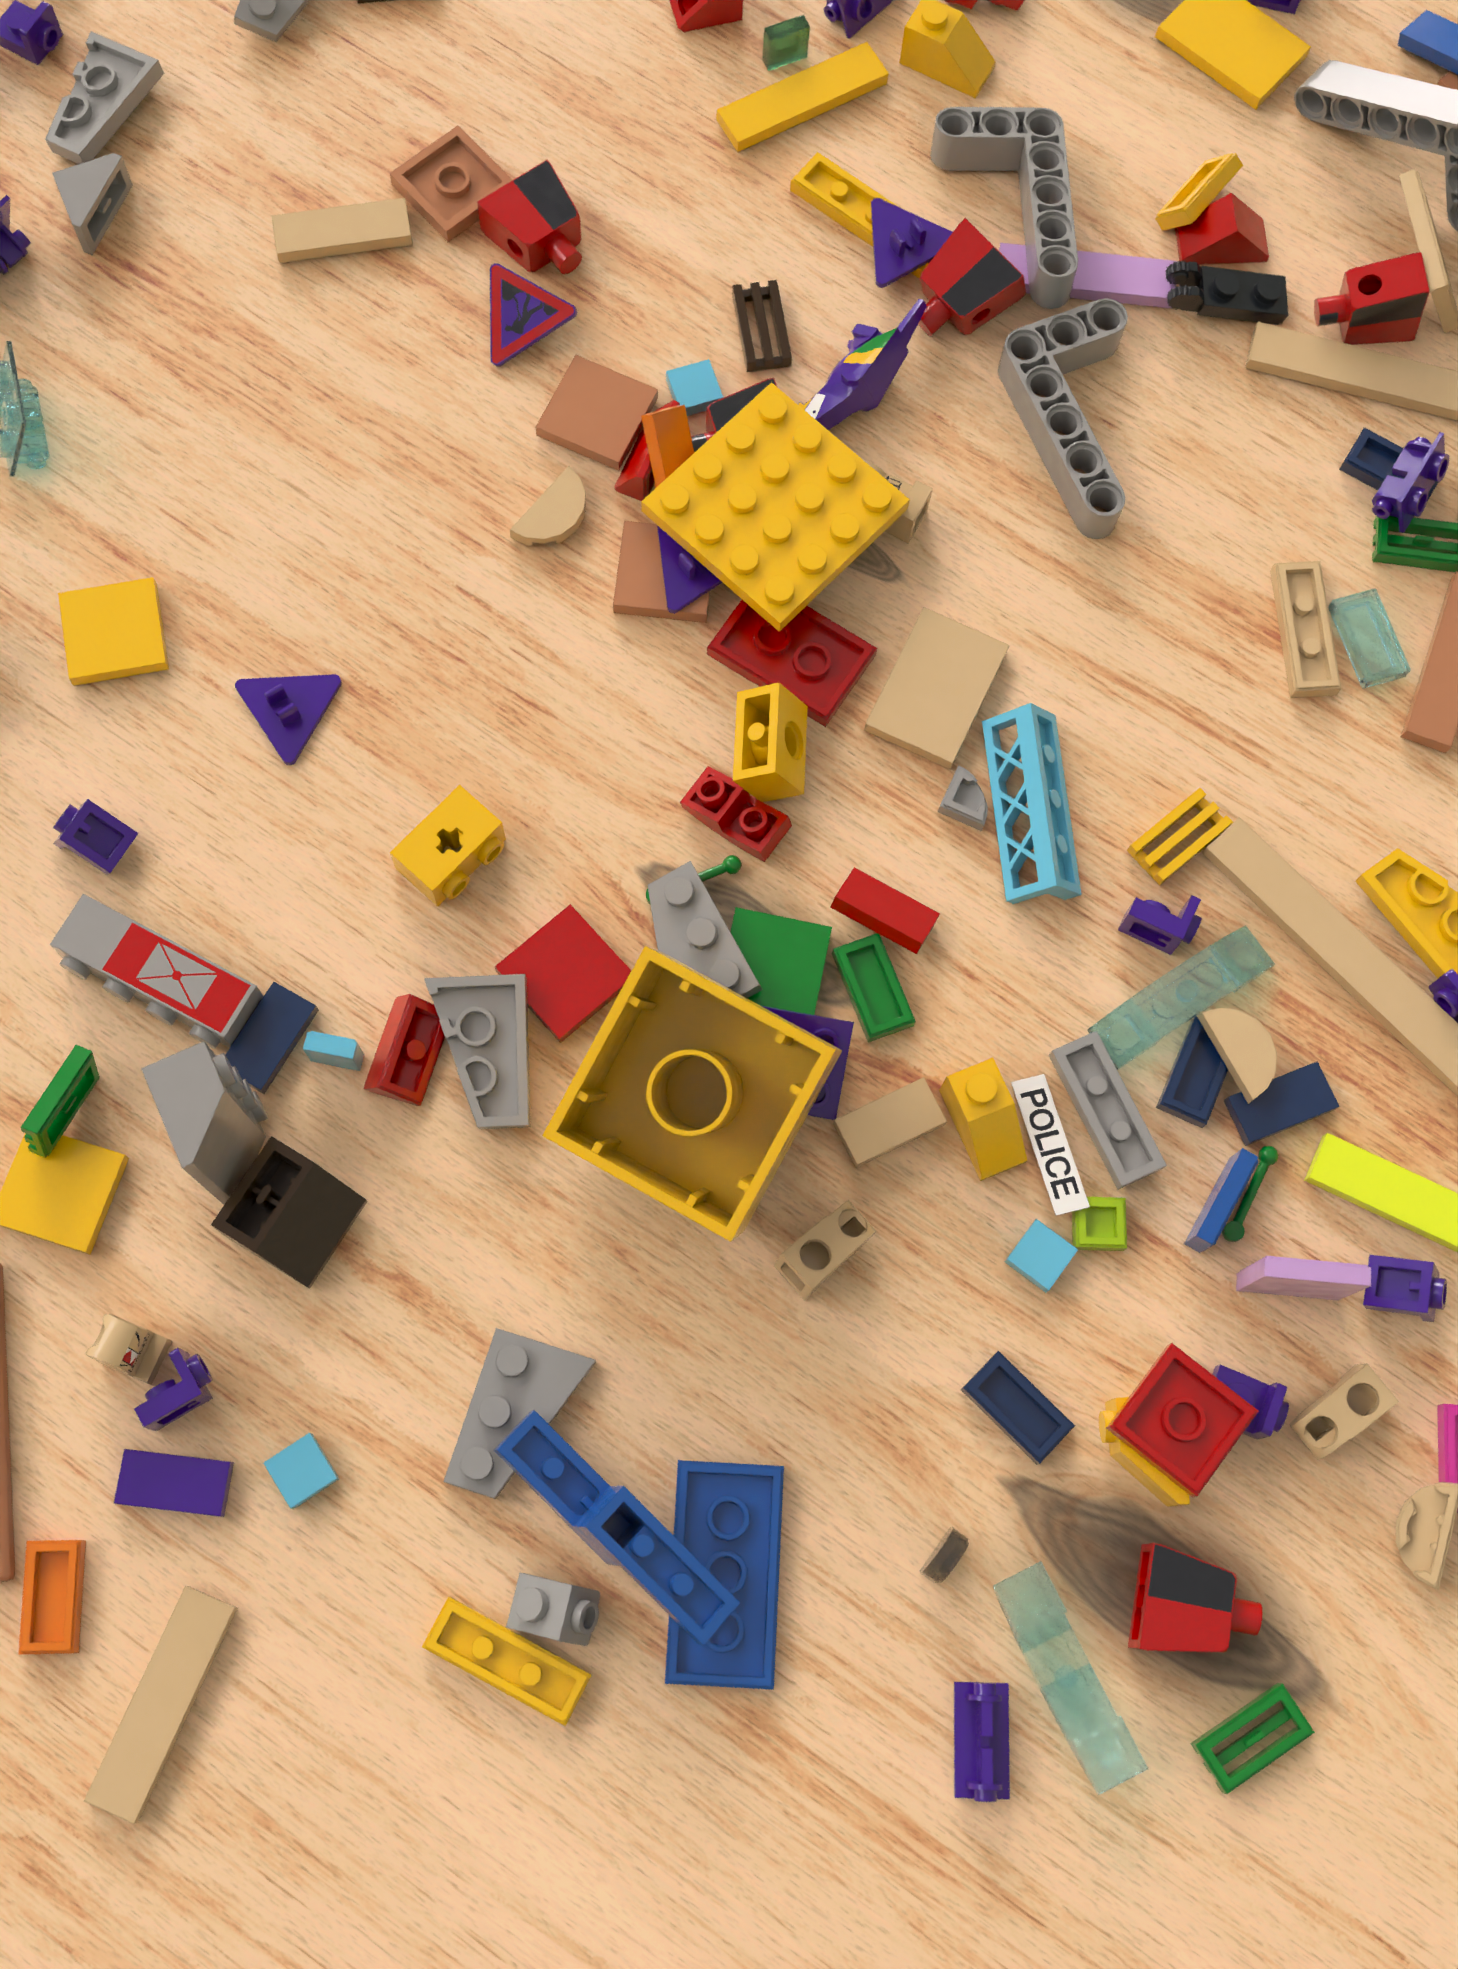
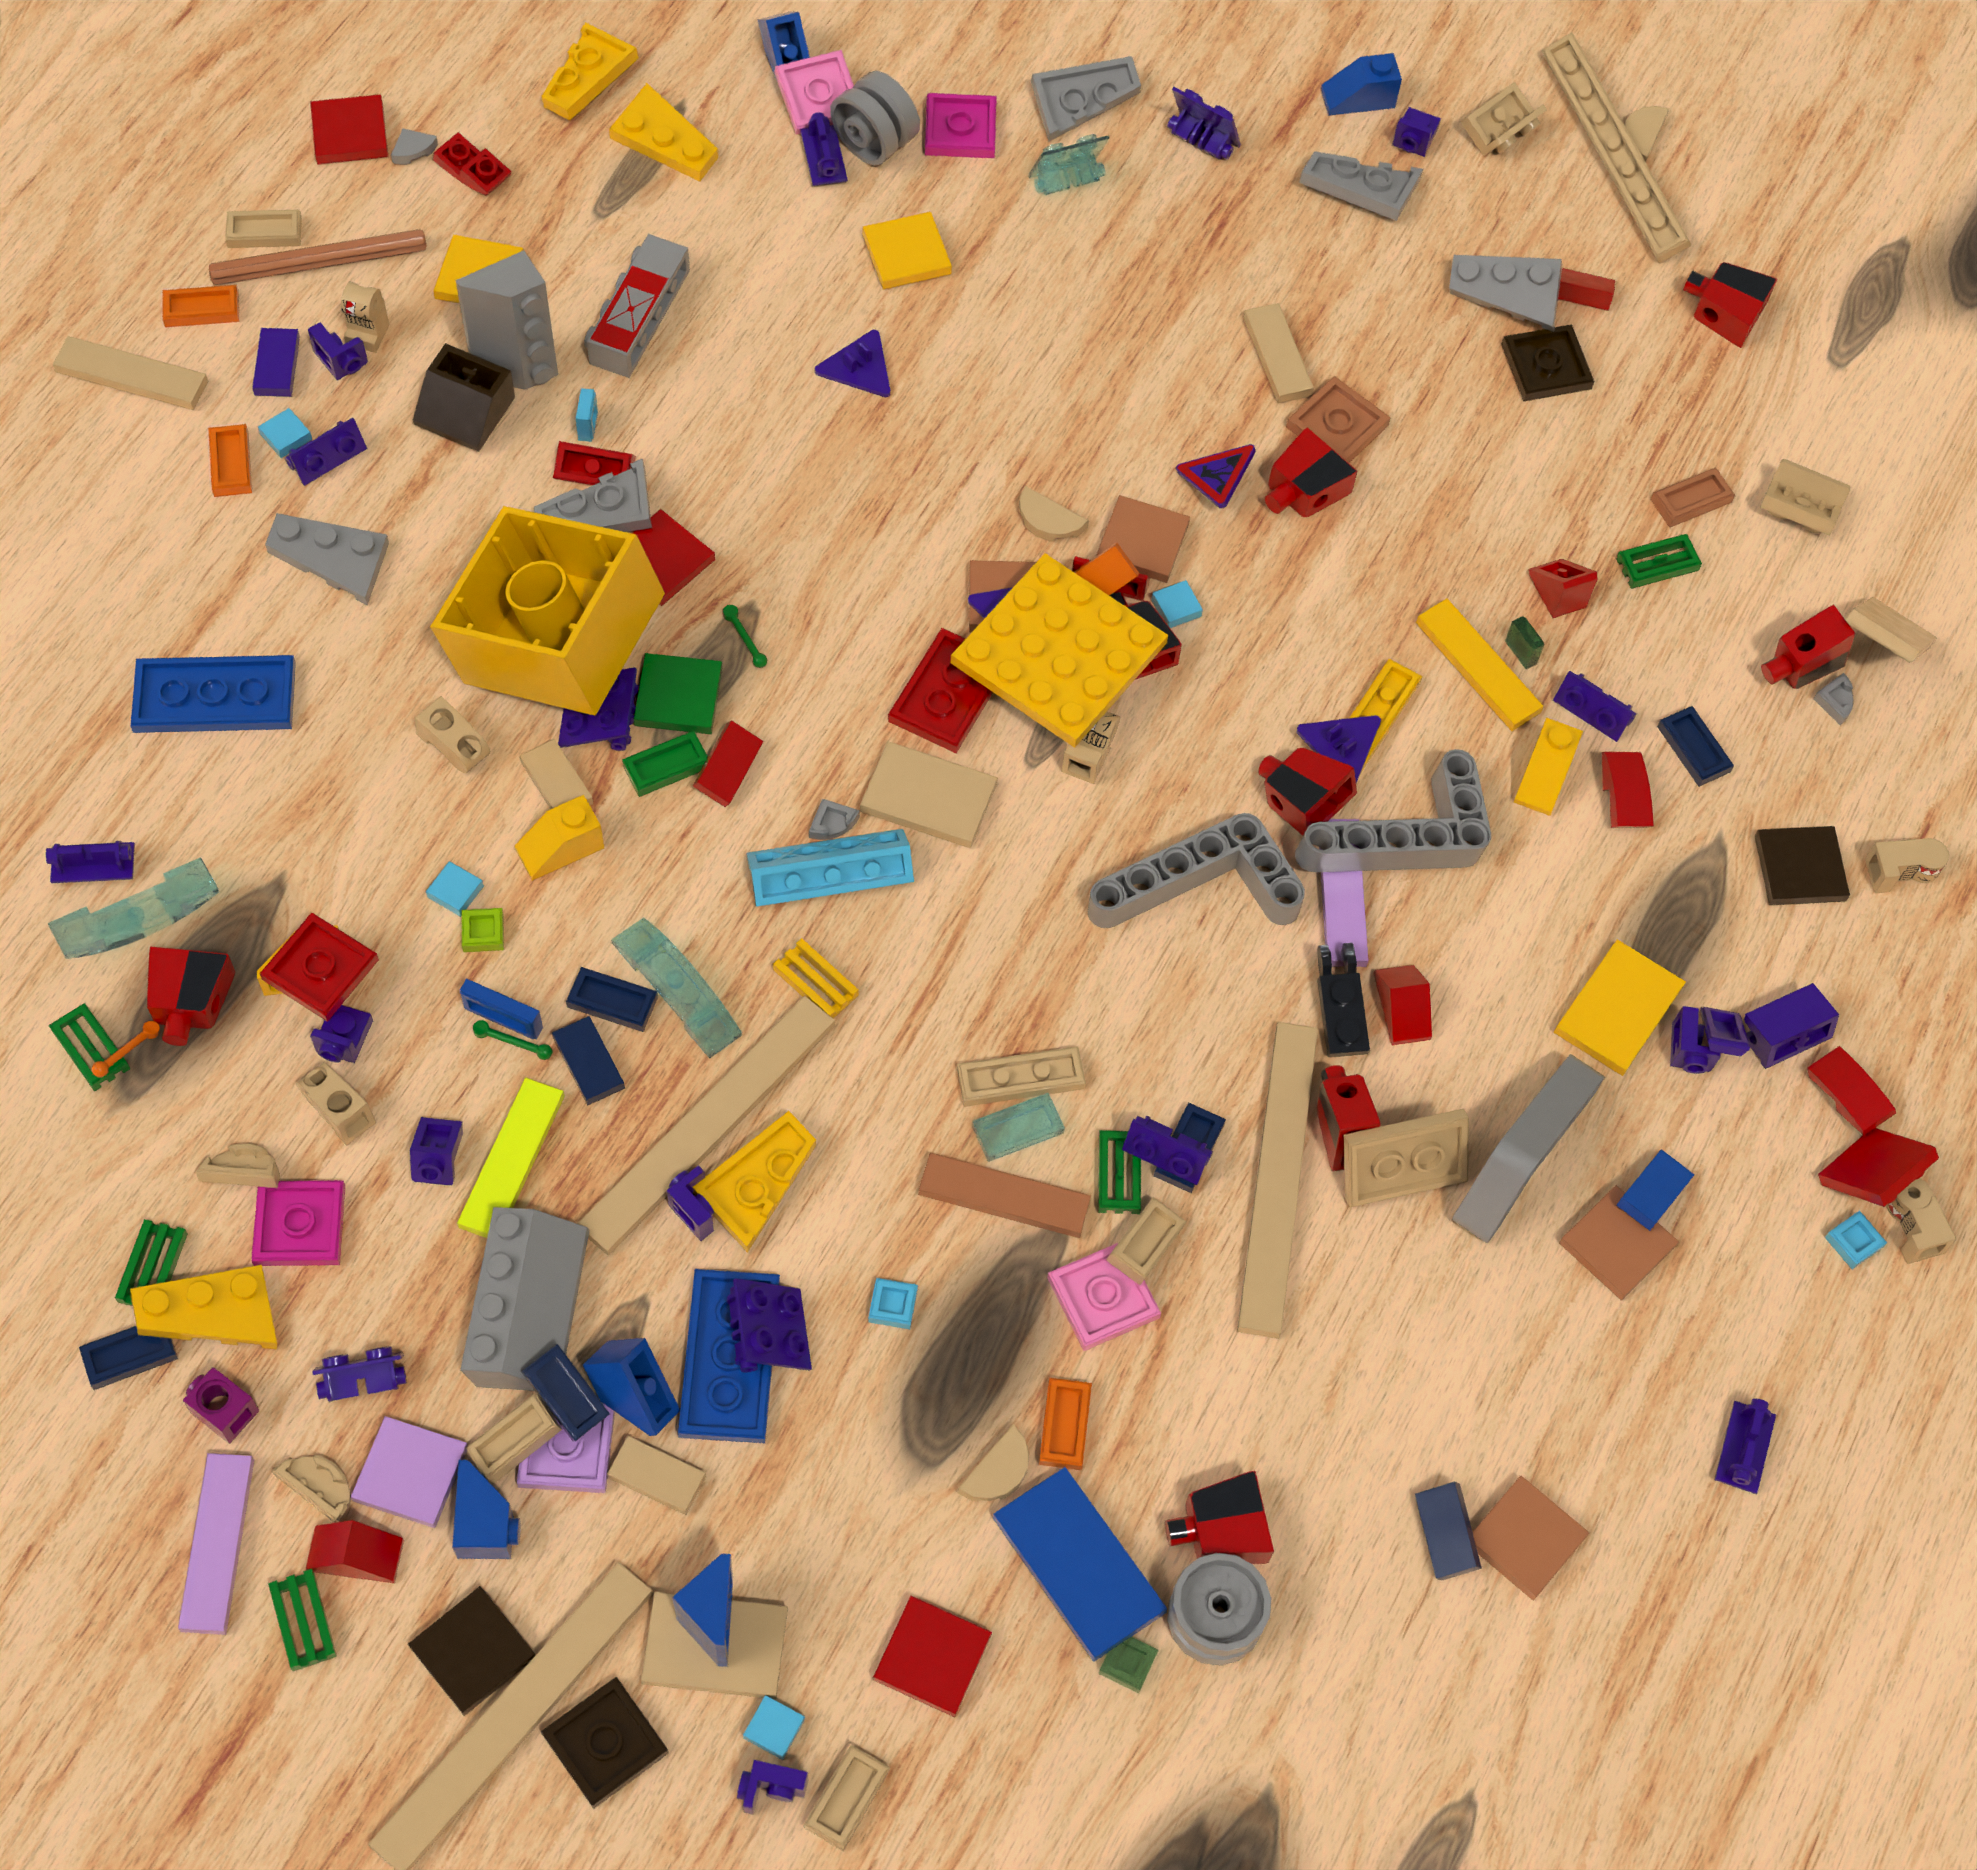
camera: 85 degrees right, 10 degrees down
(60, 1101) = (549, 262): green tile -> none
(93, 196) = (1266, 187): light grey slope -> none
(94, 835) = (739, 255): dark purple bracket -> none
(270, 1036) = (609, 382): dark blue tile -> none
(331, 1389) = (326, 451): none -> dark purple hinge
(337, 1551) = (230, 460): none -> orange tile
(453, 823) = (752, 469): yellow brick -> none
(507, 1661) = (154, 566): yellow tile -> none
(554, 1609) = (185, 588): light grey bracket -> none
(617, 1527) = (239, 607): blue bracket -> none
(695, 932) = (689, 633): light grey wing -> none
(735, 814) = (803, 659): red slope -> none
(757, 295) = (1242, 643): dark brown tile -> none
(770, 743) = (839, 655): yellow brick -> none
(865, 372) = (1205, 719): dark purple animal -> none
(945, 1556) = (225, 829): clear smoke tile -> none
(1017, 1408) = (336, 878): dark blue tile -> none
(1050, 1145) = (544, 891): white sticker -> none
(1107, 1110) = (573, 927): light grey plate -> none
(1159, 928) = (730, 962): dark purple bracket -> none
(1198, 191) = (1442, 973): yellow tile -> none
(1243, 1047) = (626, 1021): tan tile -> none
(1303, 1278) = (434, 1055): lavender tile -> none
(1304, 1715) = (150, 1031): none -> orange hinge

